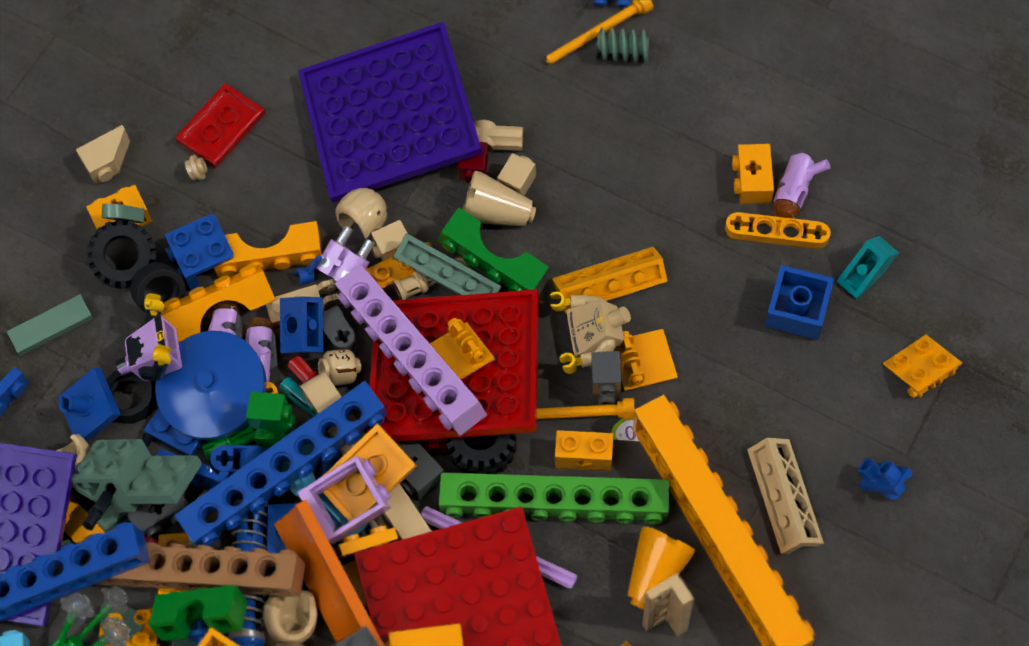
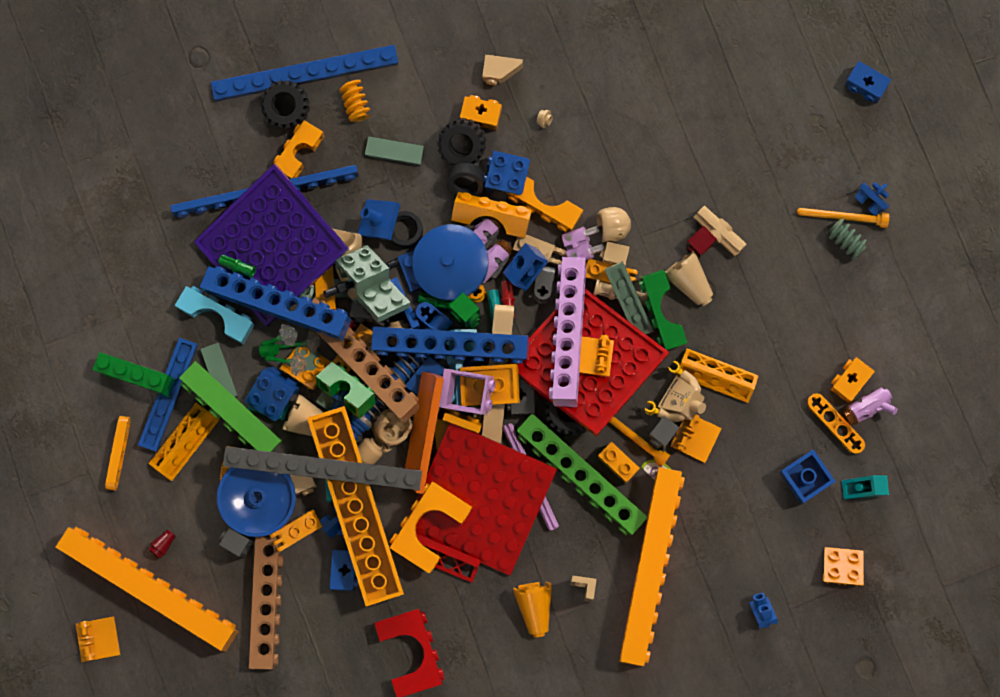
camera: 40 degrees right, 15 degrees up
(123, 212) = (479, 122): sand green beam -> none
(153, 347) = (435, 216): torso -> none
(220, 125) = (579, 100): red tile -> none
(307, 273) = (555, 234): blue hand -> none
(340, 366) = (527, 307): tan head -> none
(389, 111) = (678, 173): dark purple plate -> none
(518, 173) = (718, 271): tan brick -> none
(655, 561) = (601, 557): light orange cone -> none
(780, 495) = (702, 573): tan fence -> none

